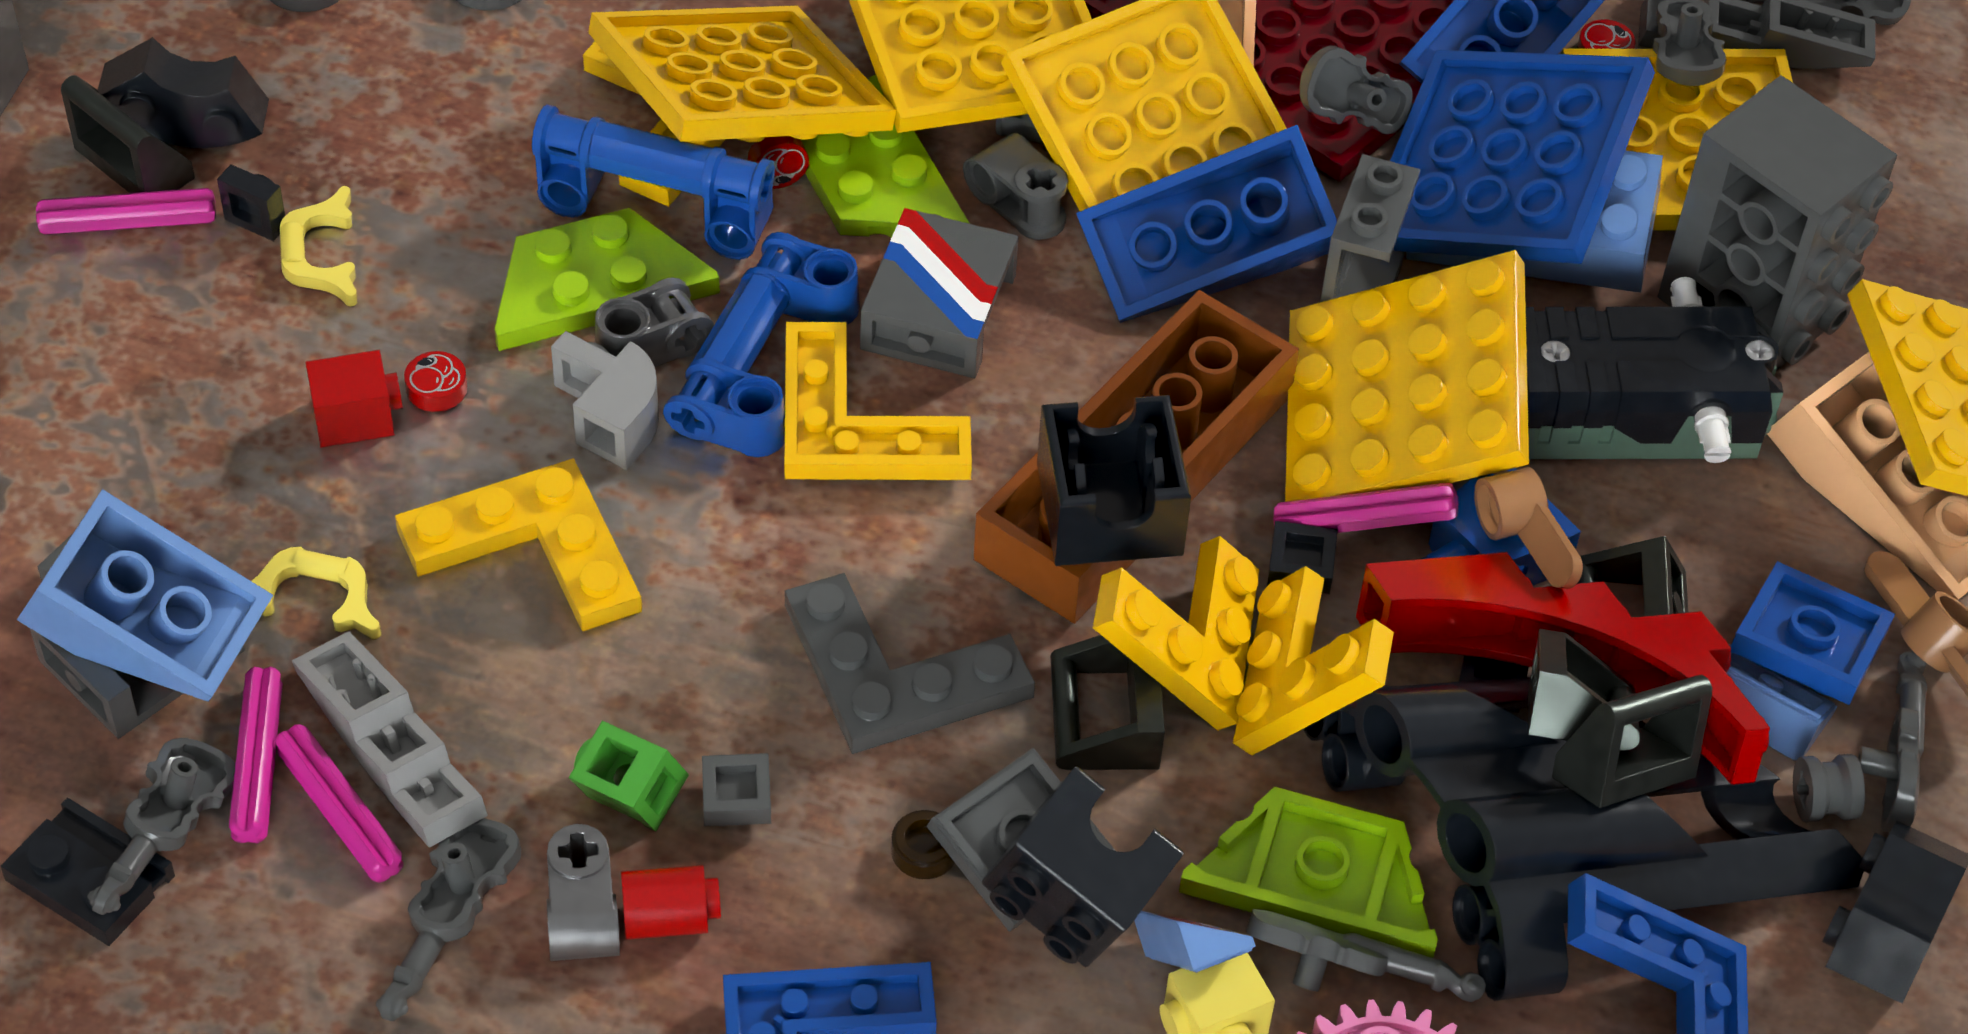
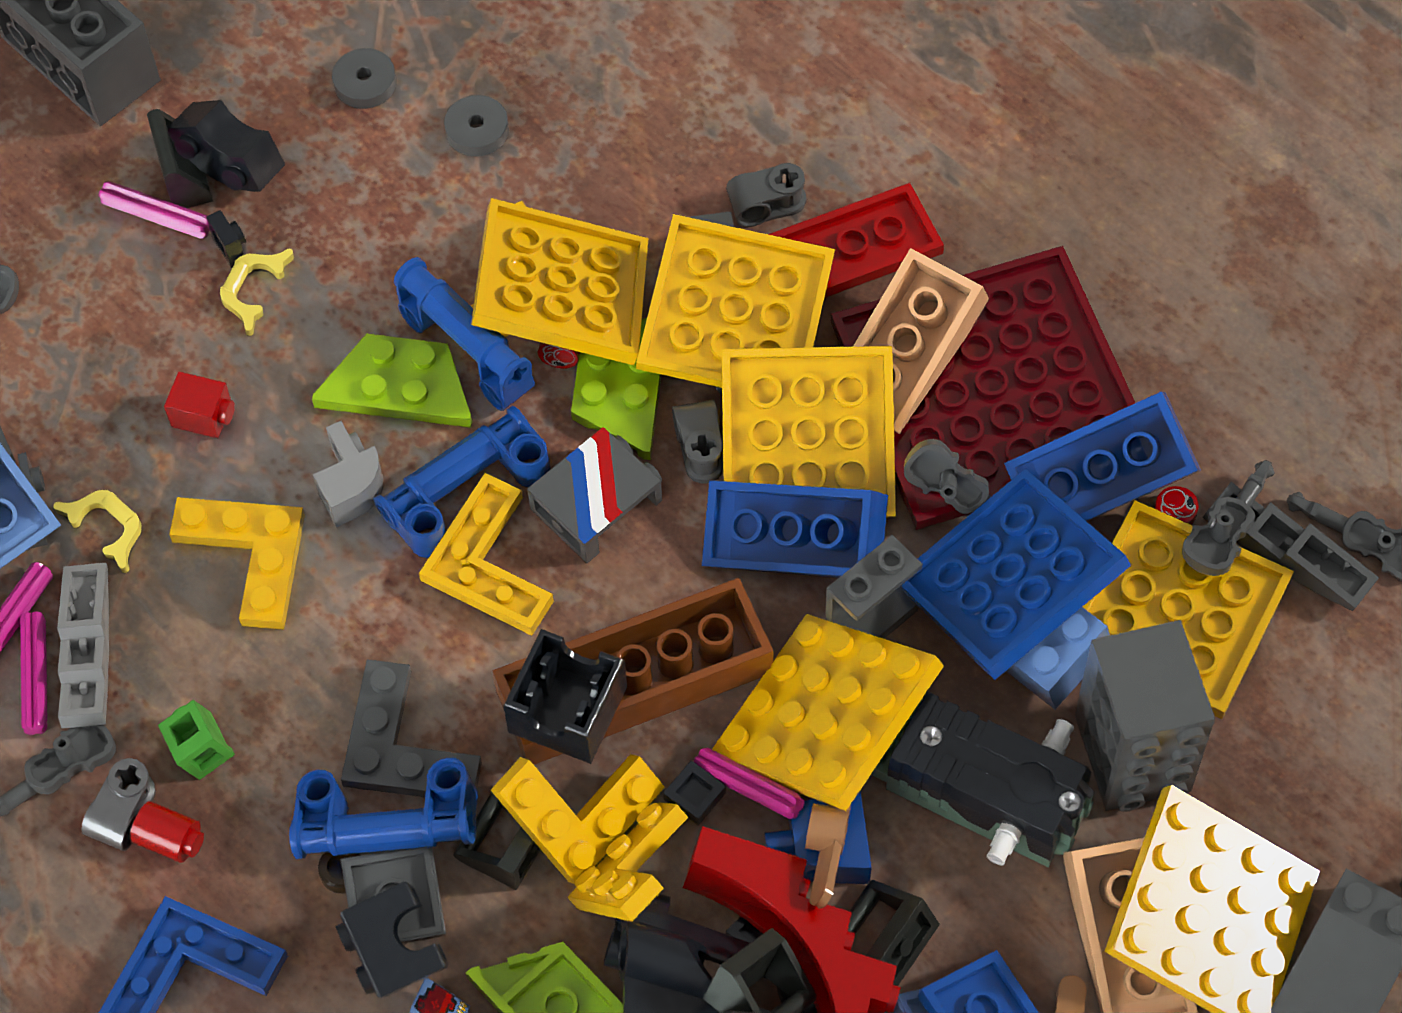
camera: 35 degrees right, 10 degrees up
(435, 381) = (260, 413): red tile -> none
(653, 322) = (405, 434): flat silver piece -> none
(736, 789) = (253, 778): dark grey plate -> none
(1037, 702) = (323, 823): none -> blue piece

